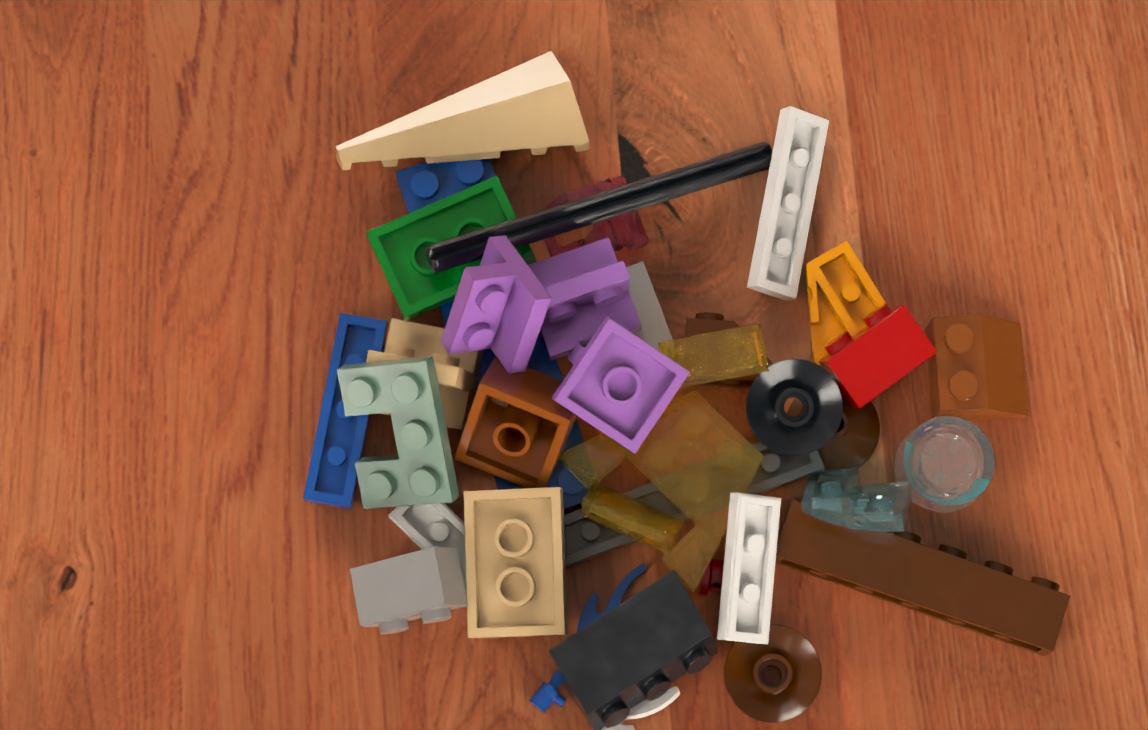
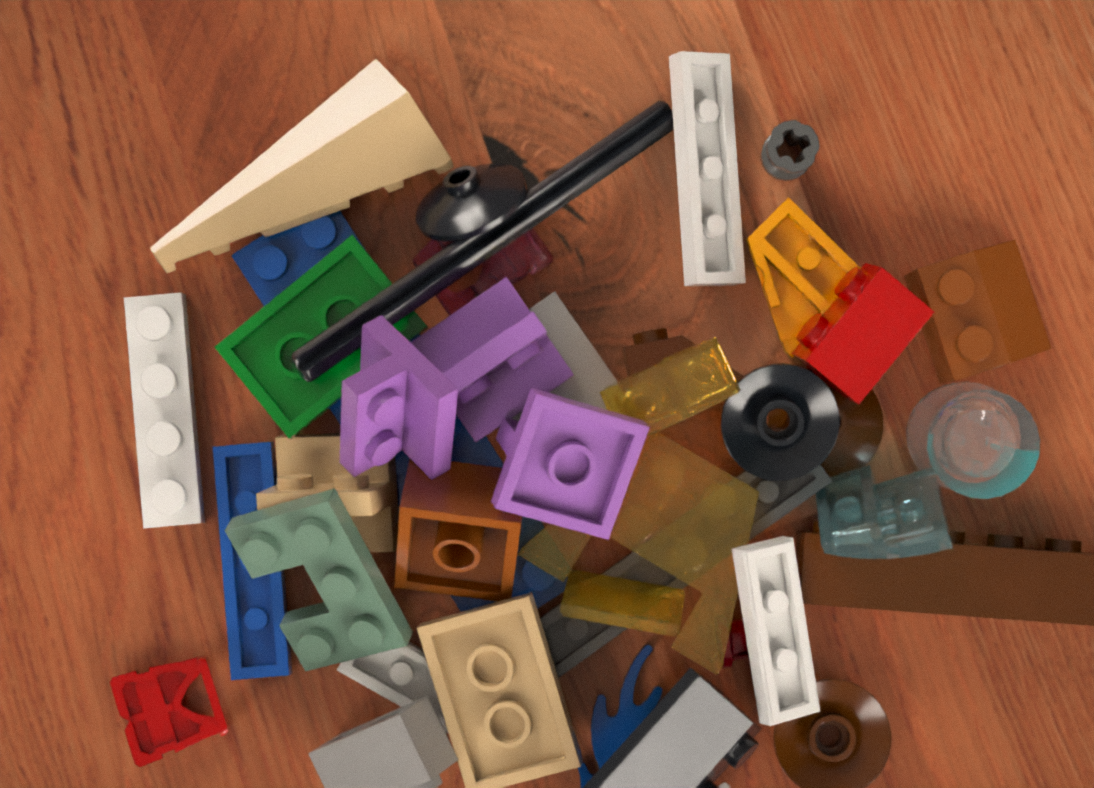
camera: 10 degrees left, 10 degrees up
(234, 511) = (155, 710): none -> red piece
(308, 278) = (164, 410): none -> white plate
(595, 176) = (471, 201): none -> black dish
(866, 195) = (795, 134): none -> dark grey bush

